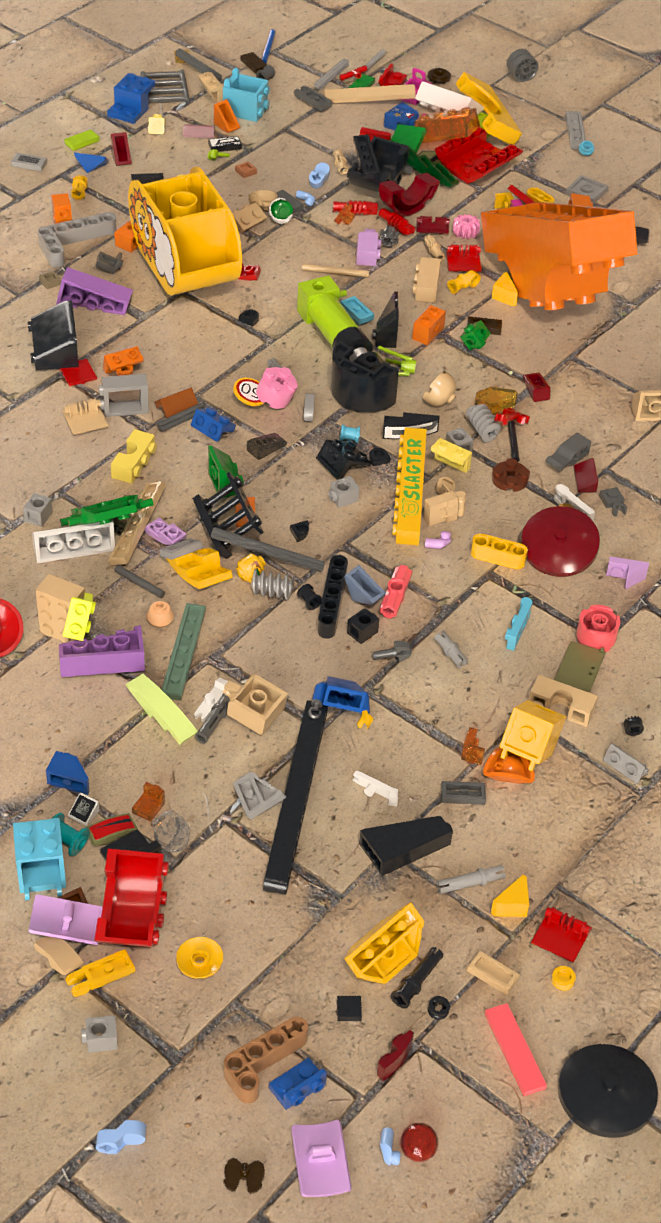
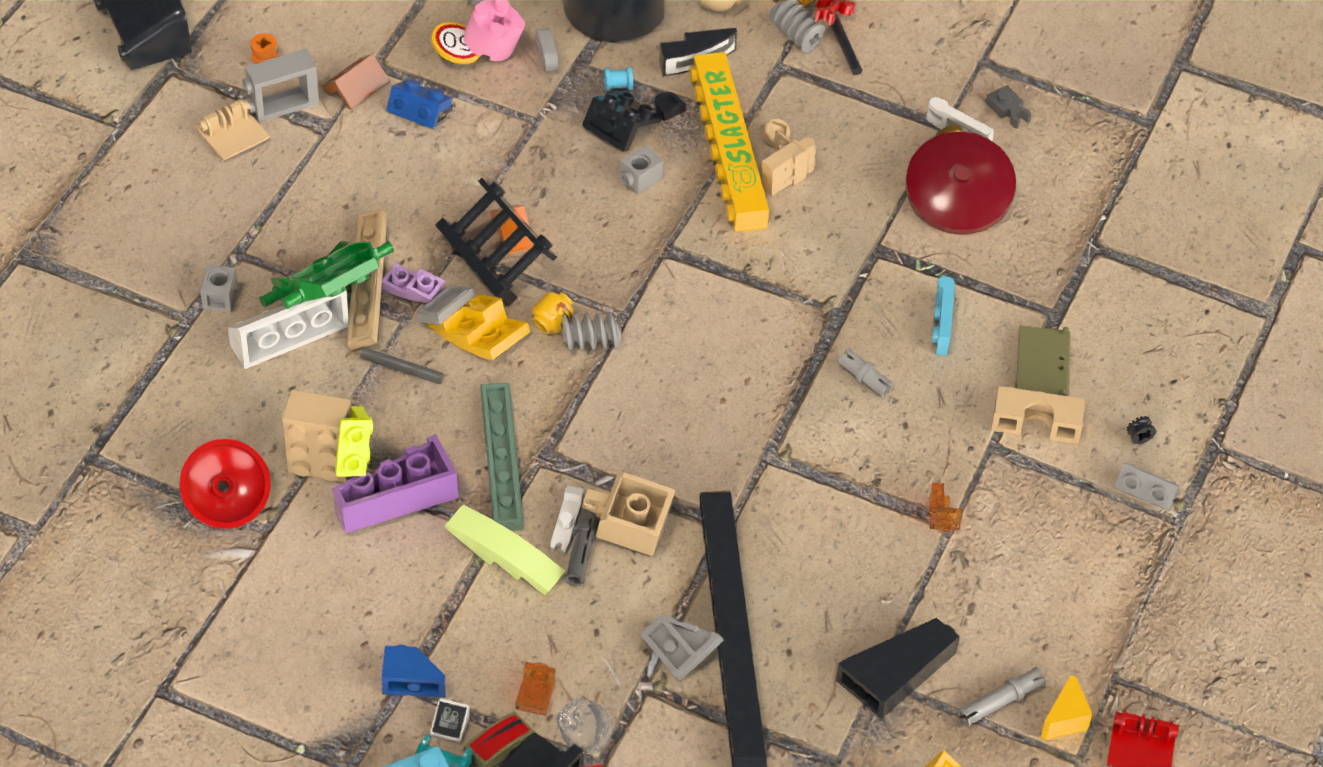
camera: 15 degrees left, 5 degrees up
(80, 374) = (197, 64): red piece -> none
(122, 359) = (256, 30): orange bracket -> none
(139, 449) = (324, 194): light yellow arch -> none
(160, 614) = (450, 409): light nougat cone -> none
(178, 418) = (368, 103): dark grey axle -> none
(218, 465) = (460, 175): green slope -> none
(259, 450) = (497, 133): clear smoke slope -> none
(267, 549) = (568, 280): dark grey axle -> none
(300, 530) = (598, 240): black tile -> none
(311, 599) = (648, 338): black bush -> none
(332, 596) = (680, 331): black beam -> none
(343, 695) = (748, 474): blue torso -> none
(363, 587) = (719, 309): sand blue slope -> none
(363, 625) = (736, 365): black brick -> none
(374, 786) = (831, 594): white piece -> none
(396, 591) = (763, 304): coral piece -> none
(401, 650) = (801, 390): dark grey bar -> none
(440, 542) = (796, 218): lavender arm -> none
(452, 455) = (771, 83): light yellow bracket -> none
(460, 438) = (773, 62): light grey brick -> none
(463, 796) = (950, 580): dark grey tile -> none
(499, 551) = (881, 214): yellow beam -> none
(510, 467) = (858, 85): copper plate -> none
(512, 769) = (1000, 522): orange hat -> none
(532, 732) = (1021, 472): yellow container -> none
(570, 452) = (928, 45): dark grey piece -> none
(586, 476) = (961, 76): dark red slope -> none
(598, 627) = (1052, 299): coral brick -> none
(631, 570) = (1064, 204): lavender slope -> none

